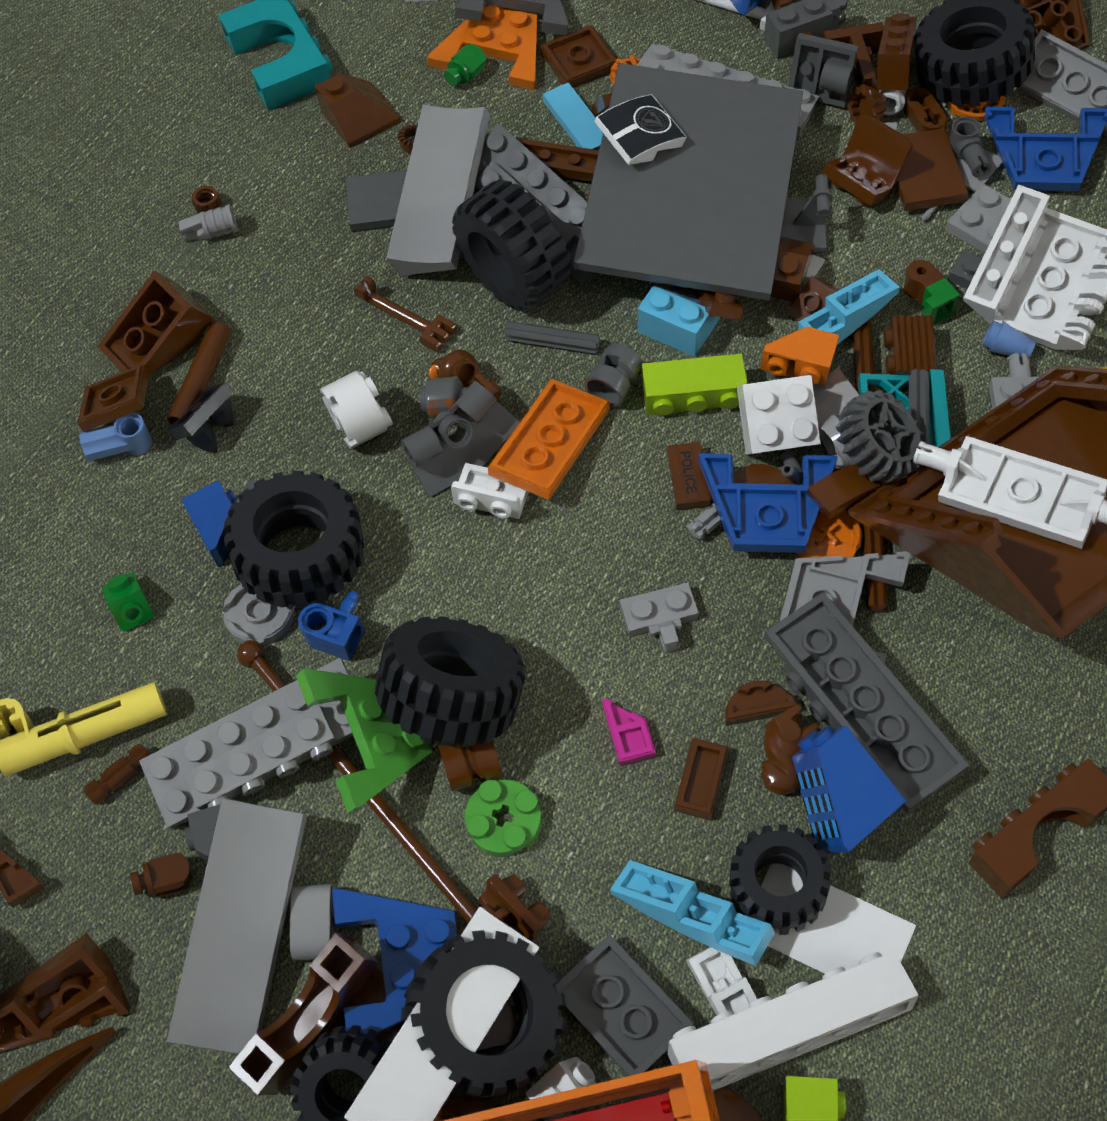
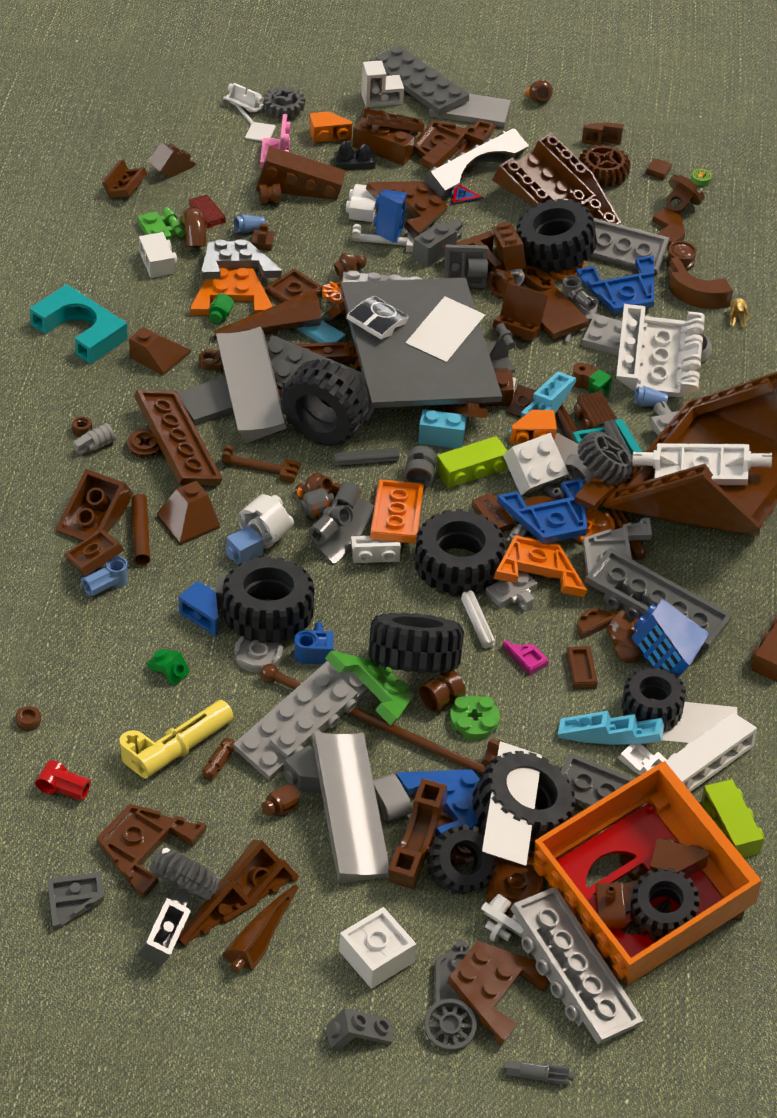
camera: 30 degrees left, 15 degrees down
(194, 423) = (160, 548): black tile -> none
(270, 368) = (188, 513): none -> reddish brown slope
(280, 235) = (143, 436): none -> reddish brown gear
(310, 249) = (178, 437): none -> reddish brown plate
(315, 438) = (244, 545): none -> medium blue brick
(553, 94) = (294, 313): none -> reddish brown wedge
(584, 649) = (478, 619): none -> white axle
(593, 494) = (461, 531): none -> black tyre
(664, 33) = (349, 263): none -> reddish brown animal
(713, 574) = (542, 559): none -> orange wing
(735, 166) = (445, 329): none -> white sticker
(964, 269) = (608, 364): dark grey plate -> none

